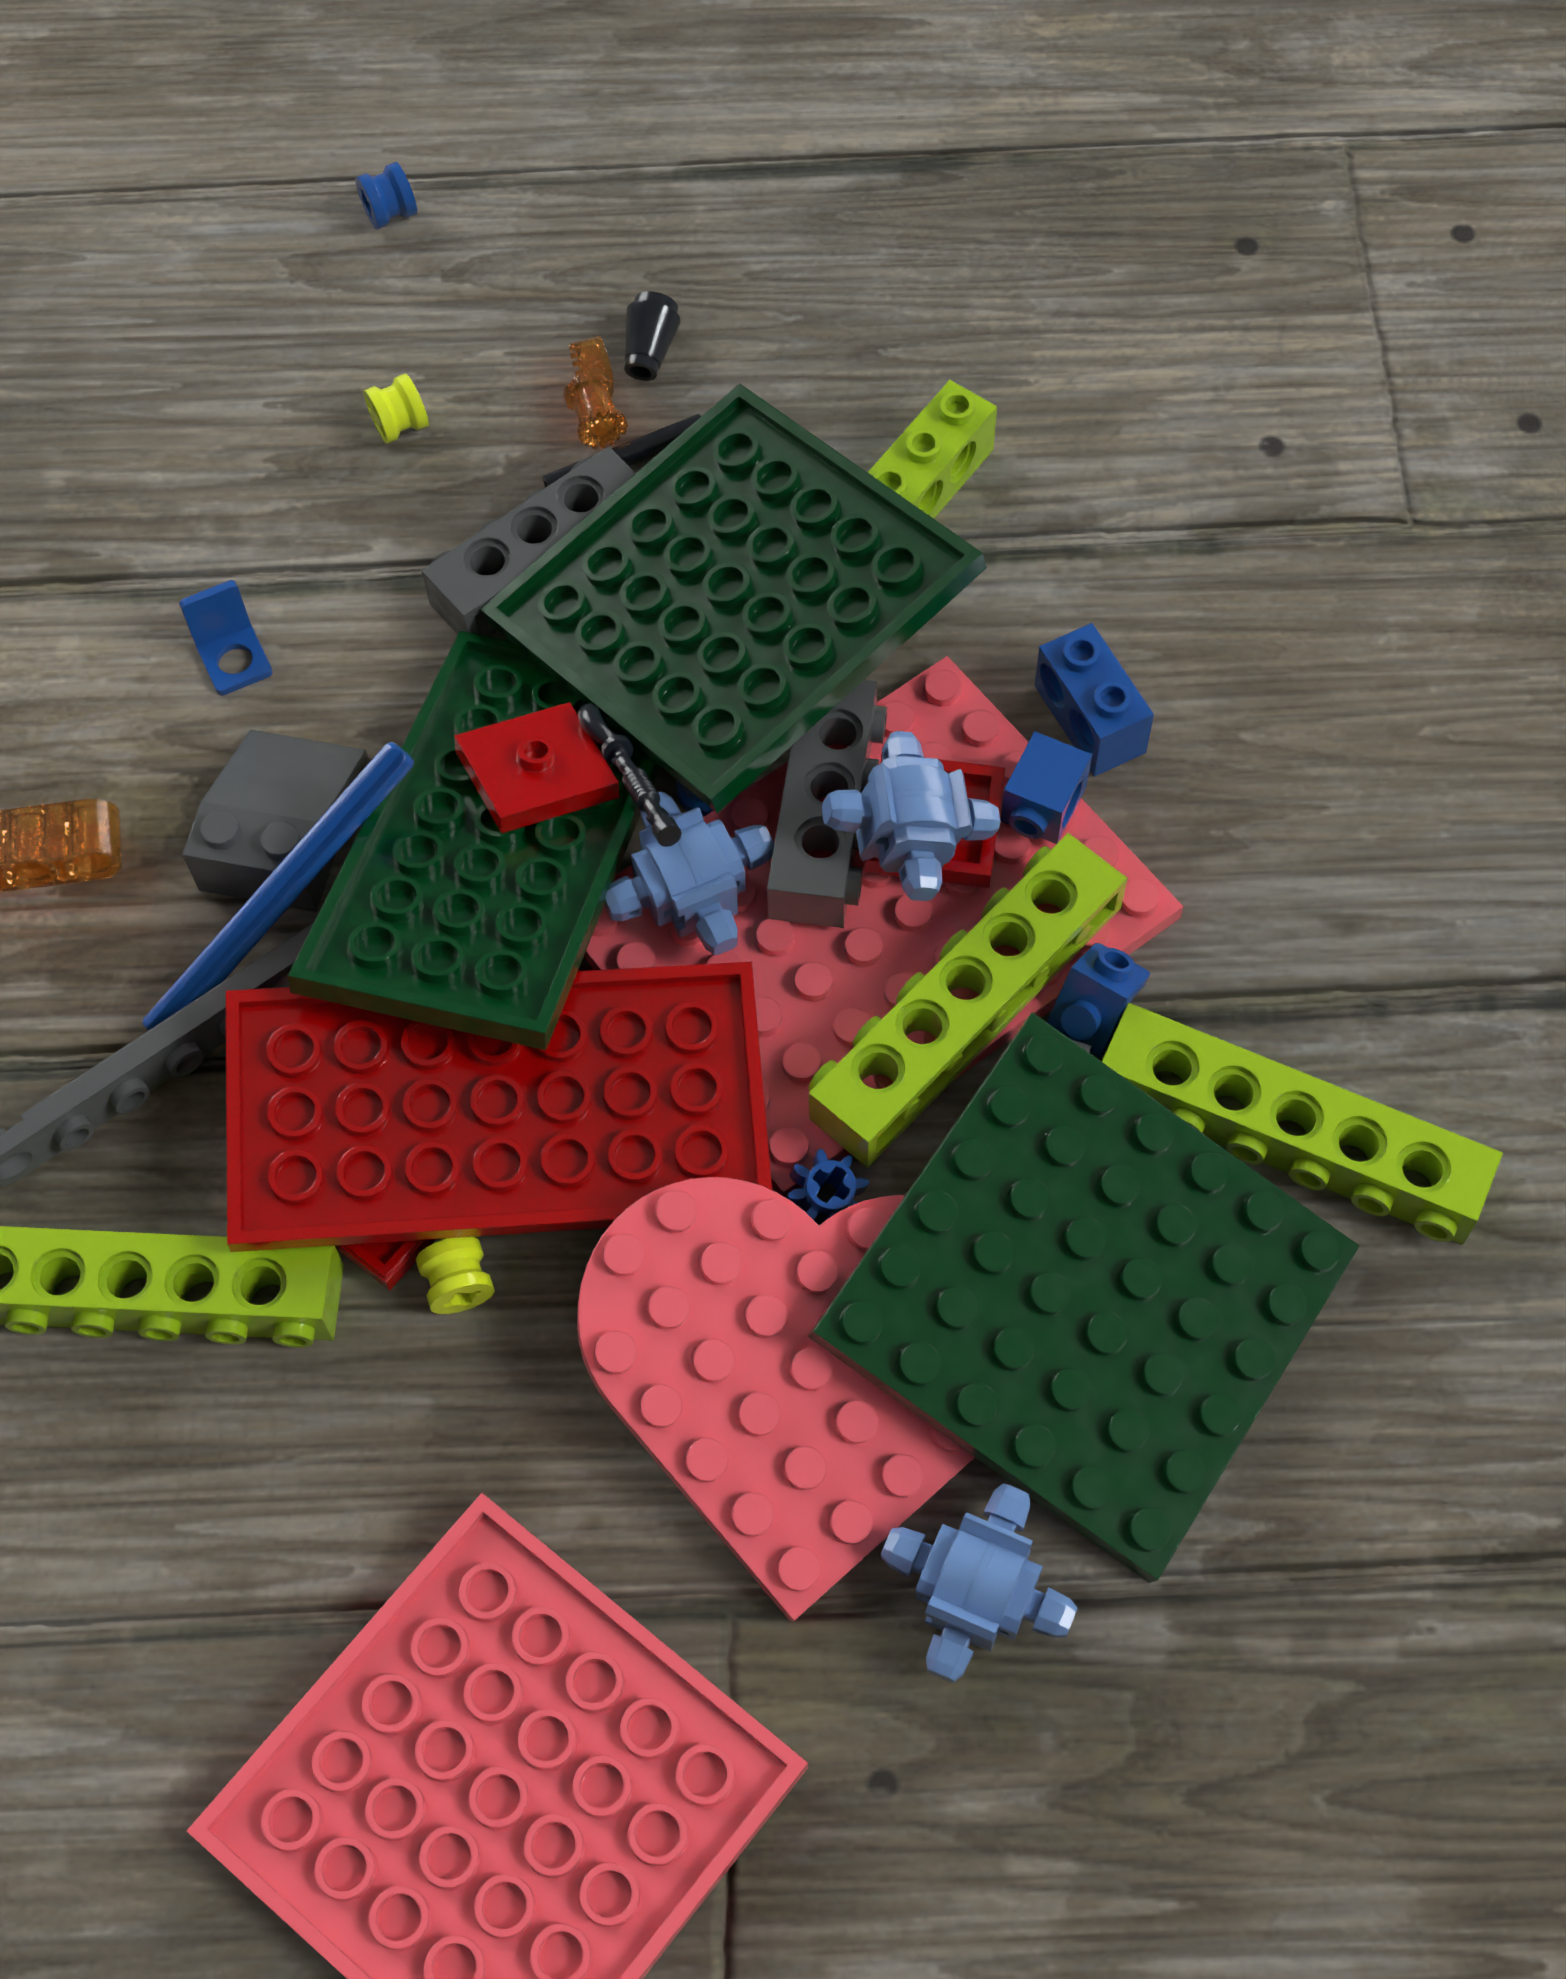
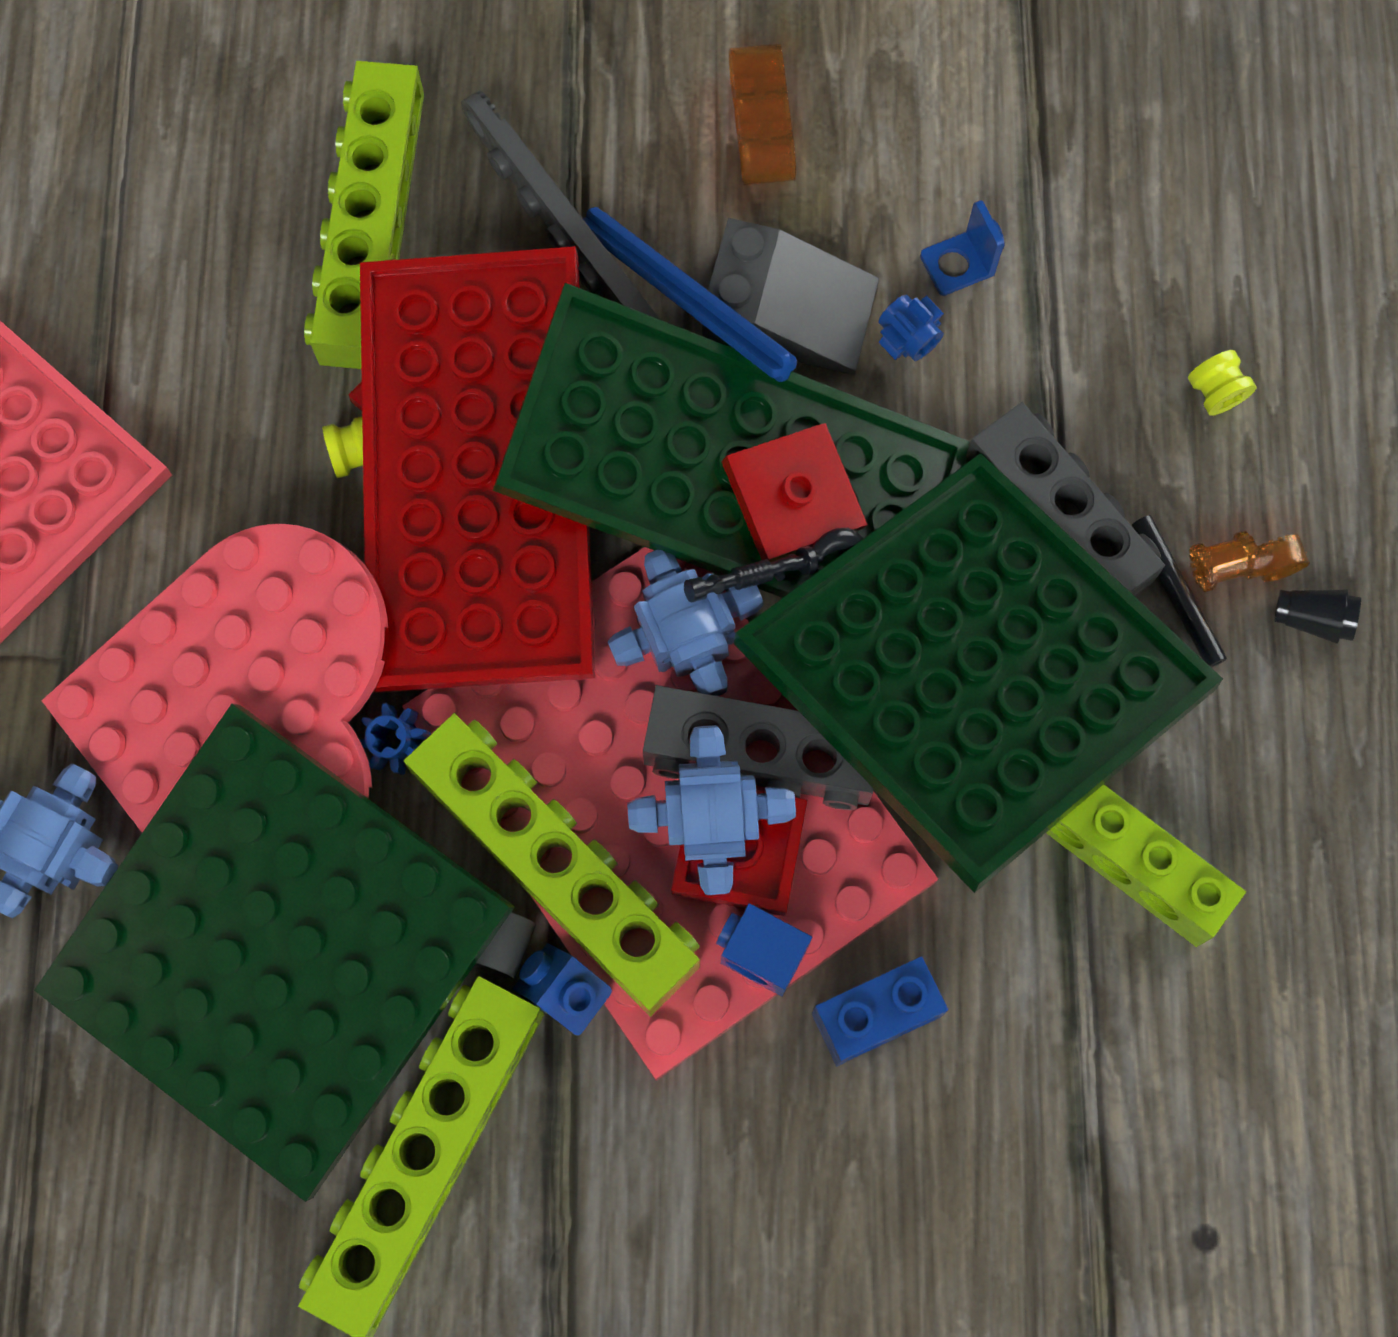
camera: 90 degrees right, 10 degrees up
(321, 686) = (910, 327): none -> blue gear

